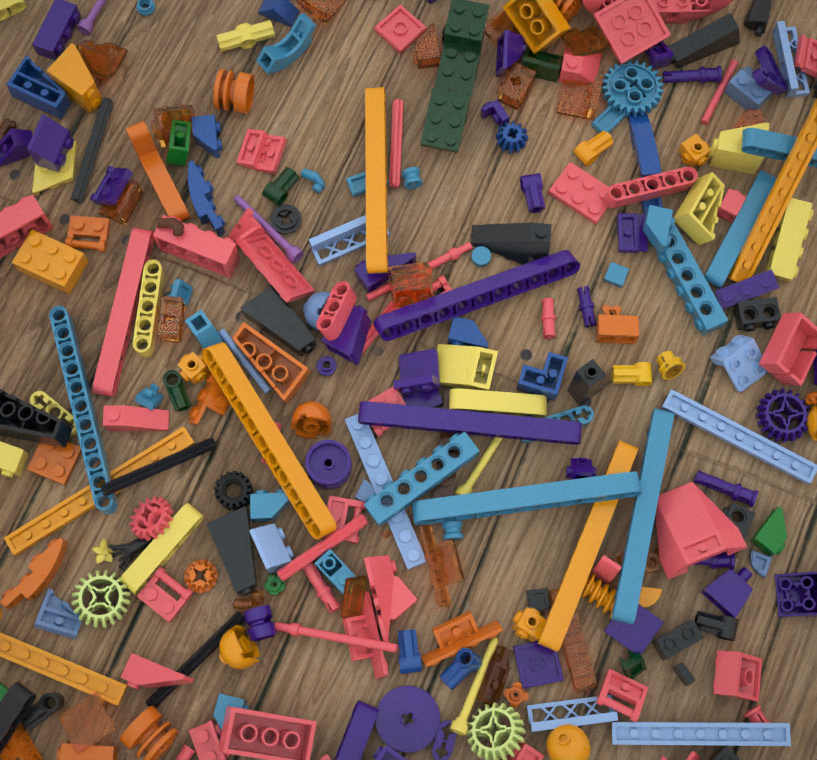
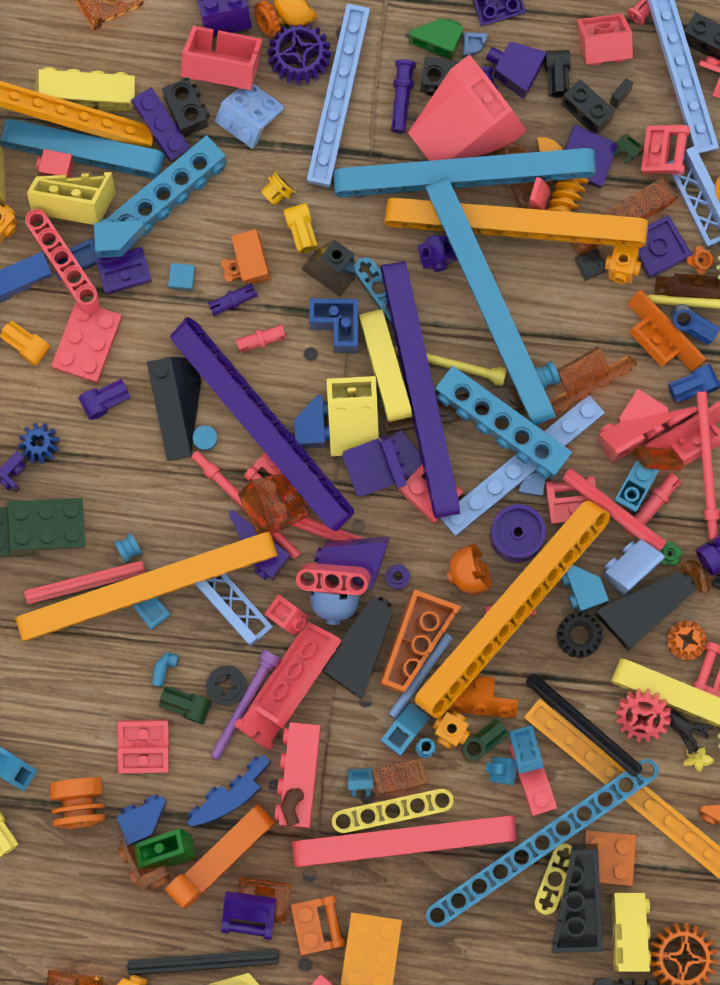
camera: 105 degrees left, 5 degrees up
(157, 417) = (526, 749): none -> dark azure plate
(185, 342) = (425, 754): none -> dark azure pin
(322, 275) = (286, 615): none -> coral bracket

